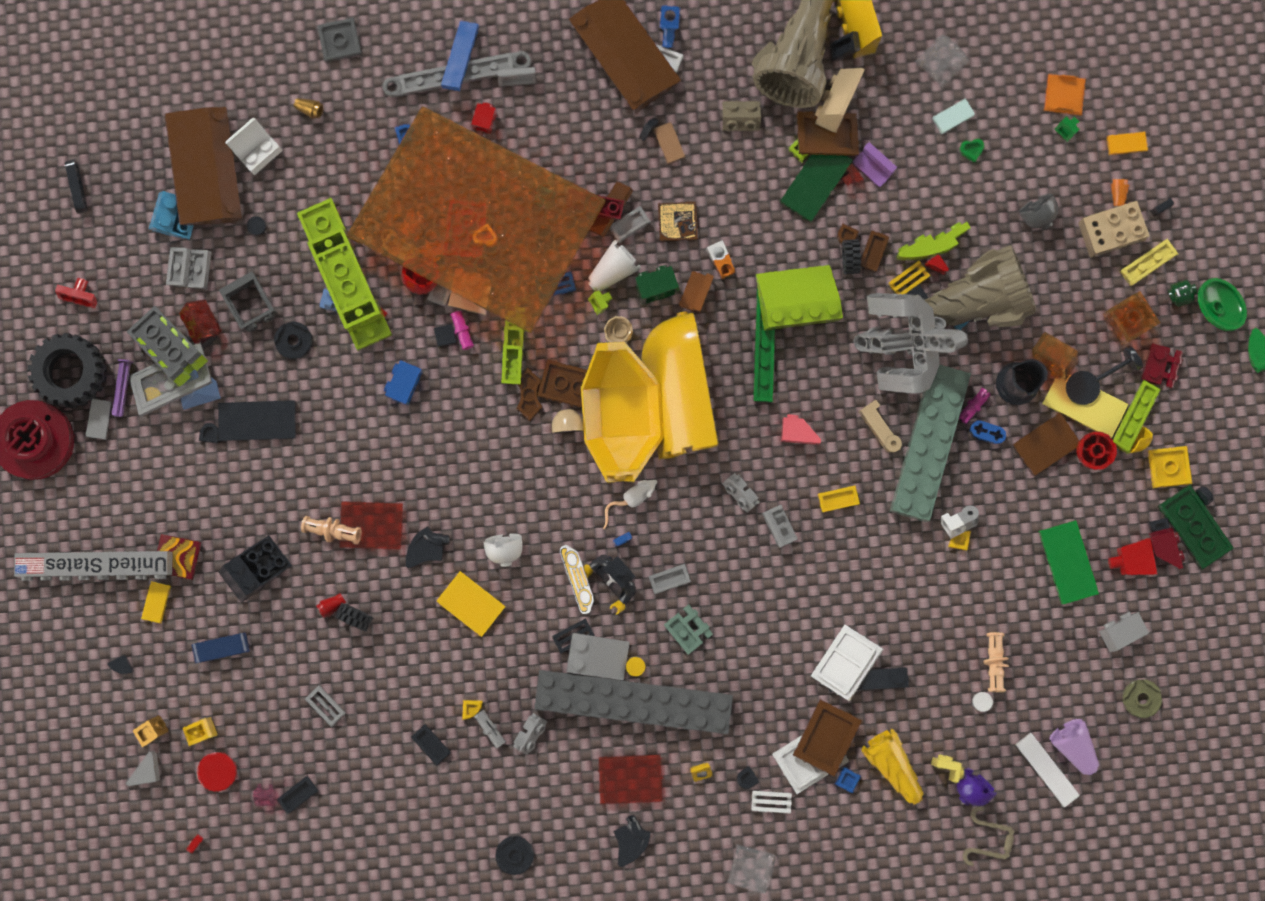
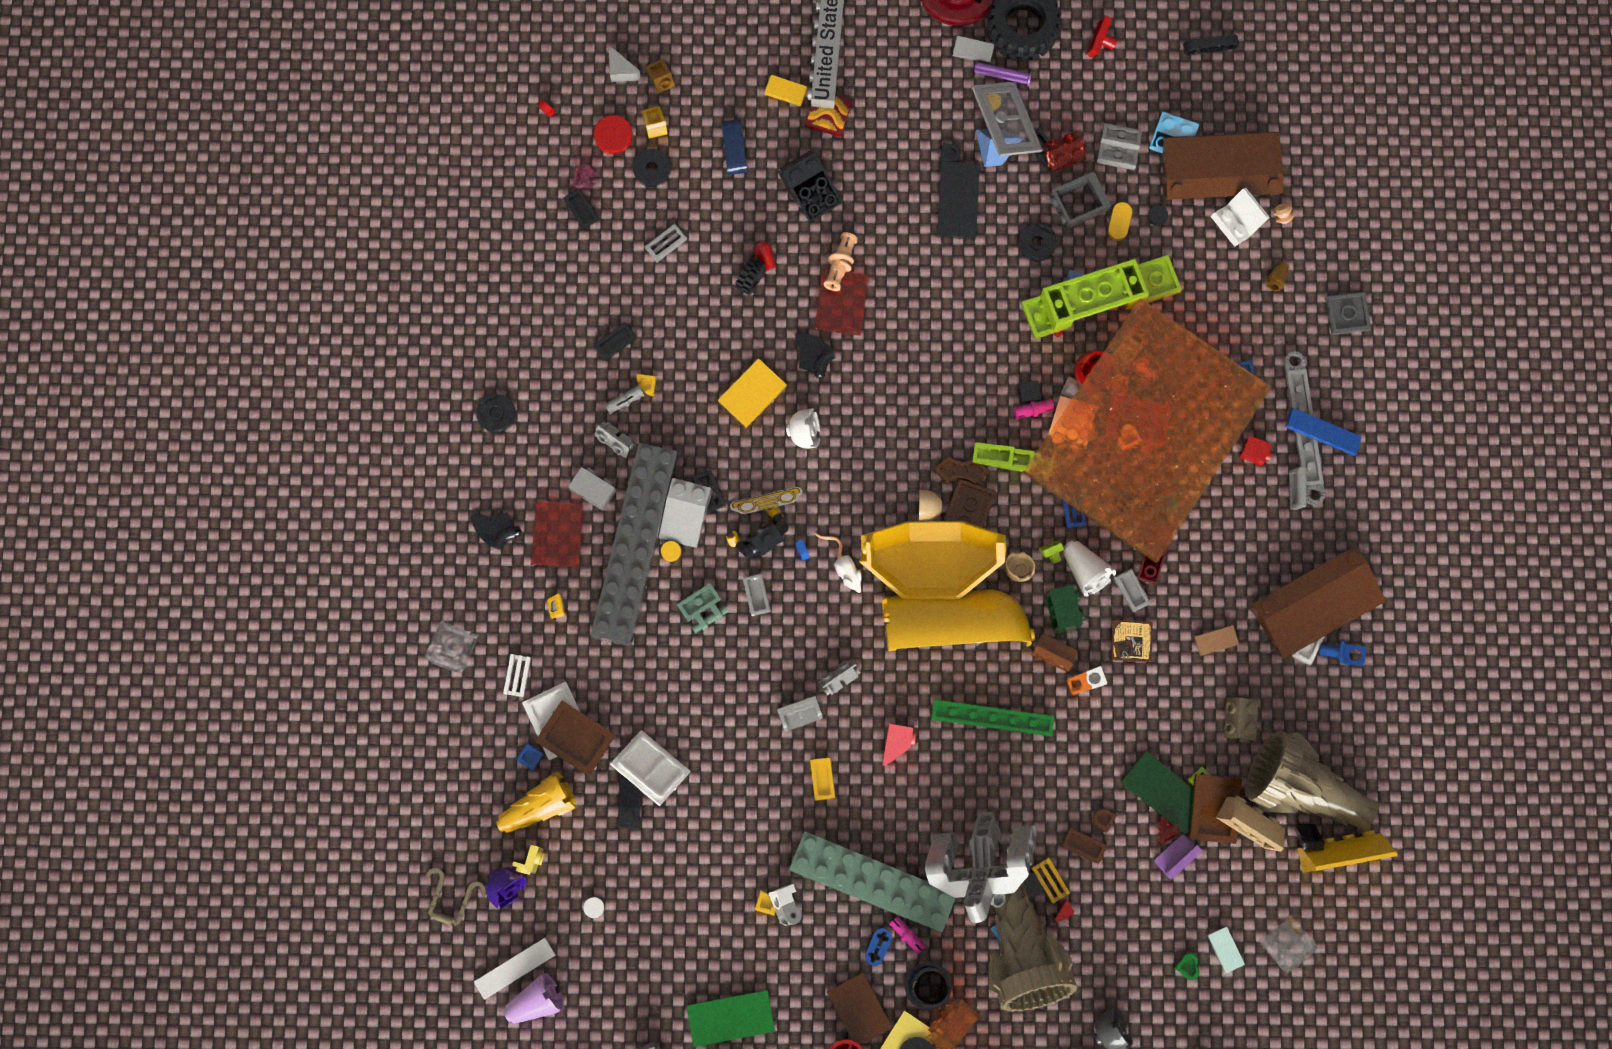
camera: 95 degrees right, 5 degrees down
(121, 665) = (727, 53): black tile -> none
(166, 346) = (1040, 116): dark grey piece -> none
(236, 728) = (648, 157): none -> black tile
(244, 105) = (1283, 213): none -> light nougat wheel
(265, 262) = (1120, 221): none -> yellow tile
(403, 382) = (984, 345): blue brick -> none
(581, 750) = (592, 488): none -> light grey brick
(619, 191) = (1166, 582): reddish brown tile -> none
(648, 128) = (1233, 619): black tile -> none
(746, 778) = (544, 653): black tile -> none
(798, 297) = (1040, 758): lime slope -> none
(851, 256) = (1079, 818): black tyre -> none
(887, 439) = (877, 839): tan leg -> none
(928, 247) = (1083, 901): lime slope -> none
(995, 662) = (633, 925): light nougat piece -> none

